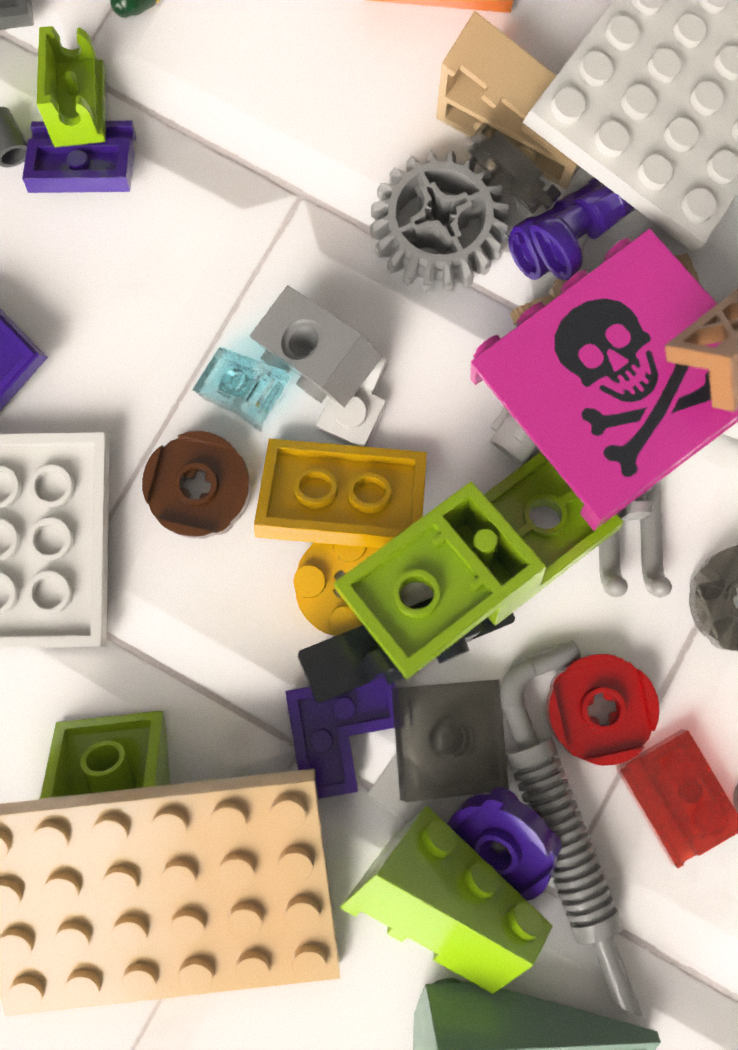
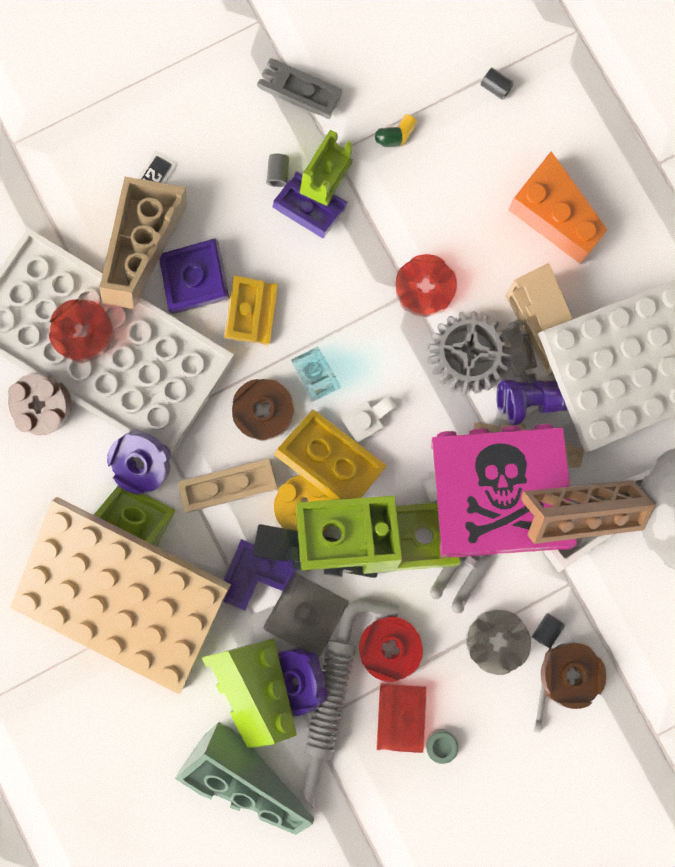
camera: 30 degrees right, 0 degrees up
(69, 648) = (153, 454): none -> plate
(90, 356) = (251, 310): none -> yellow plate
(215, 627) = (227, 485): none -> tan plate
(326, 141) = (439, 275): none -> clear red plate
(341, 353) = (371, 393): light grey brick -> none

